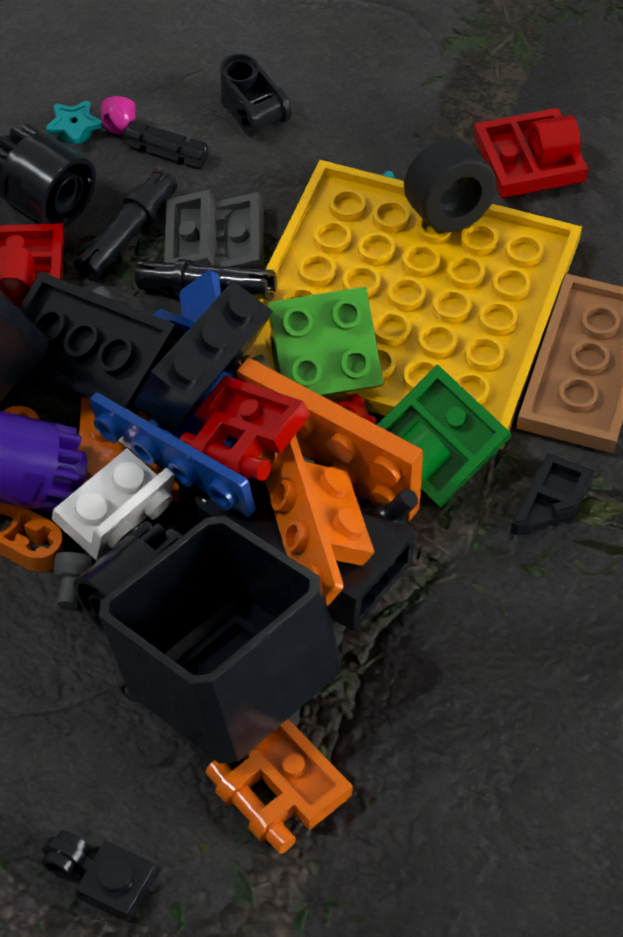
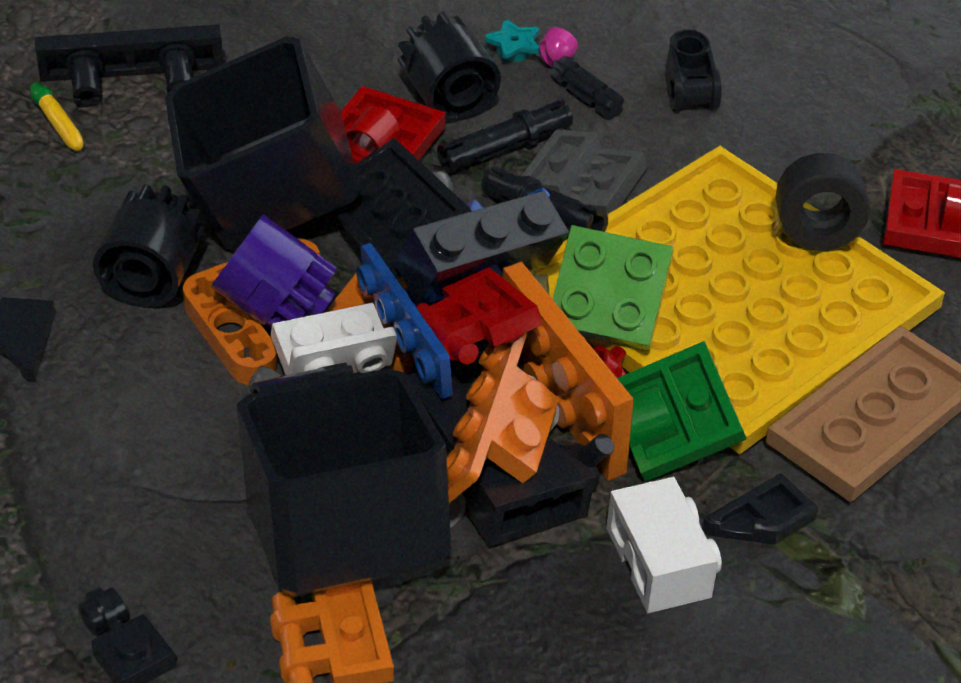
camera: 25 degrees right, 10 degrees down
(496, 563) = (663, 544): none -> white brick

